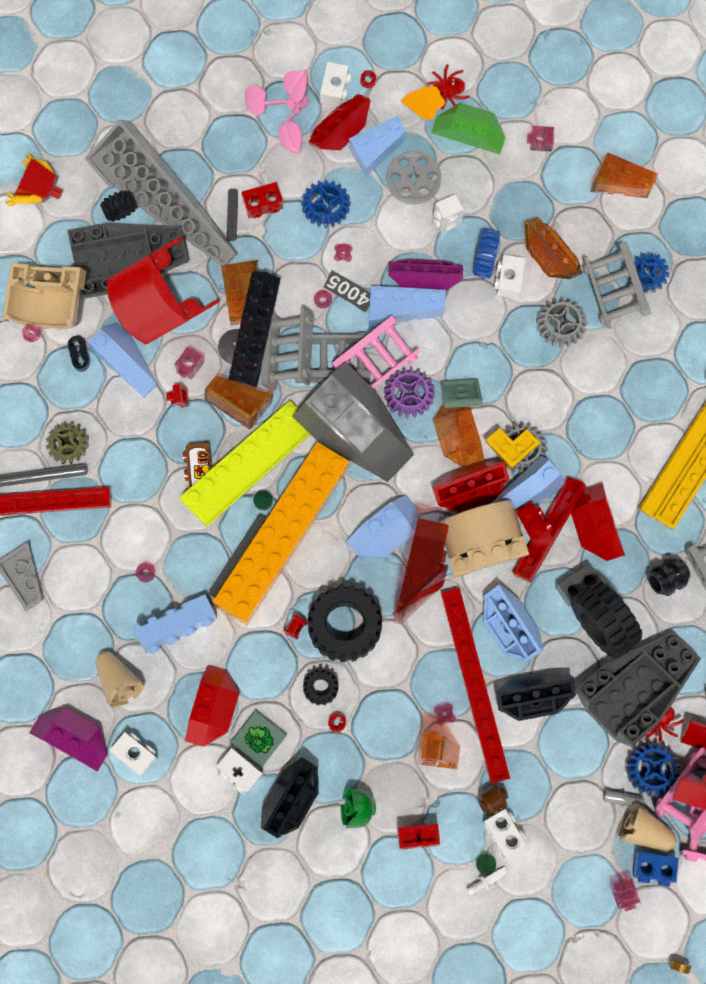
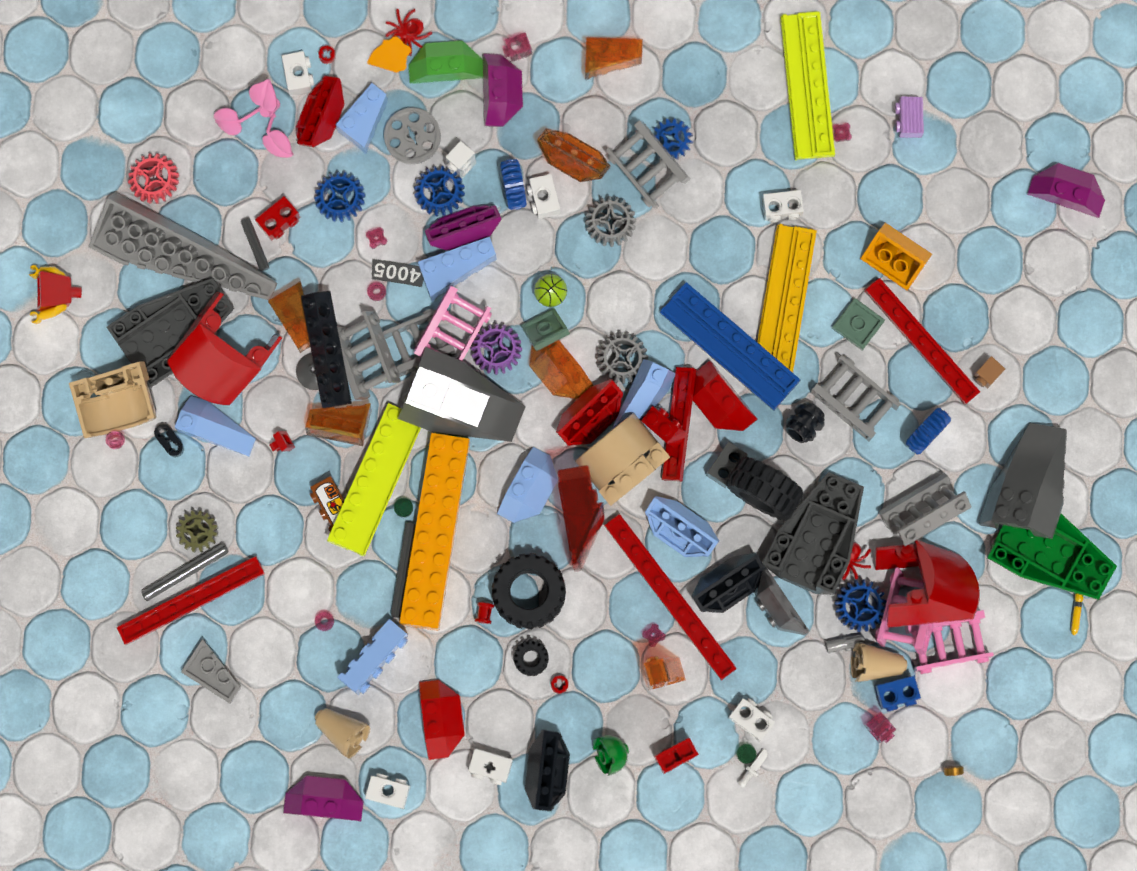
camera: 20 degrees left, 5 degrees up
(118, 206) = (143, 282): black tyre -> none
(166, 131) = (147, 192): none -> coral gear
(189, 355) = (274, 399): clear pink brick -> none
(258, 739) = (495, 729): sand green tile -> none
(424, 223) = (446, 194): none -> blue gear
(481, 360) = (550, 290): none -> lime piece
(493, 800) = (729, 694): reddish brown head -> none
(510, 170) = (501, 90): none -> magenta wedge
(512, 451) = (615, 366): yellow plate -> none
(573, 737) = (777, 606): none -> flat silver wedge
(626, 478) = (730, 346): none -> blue plate

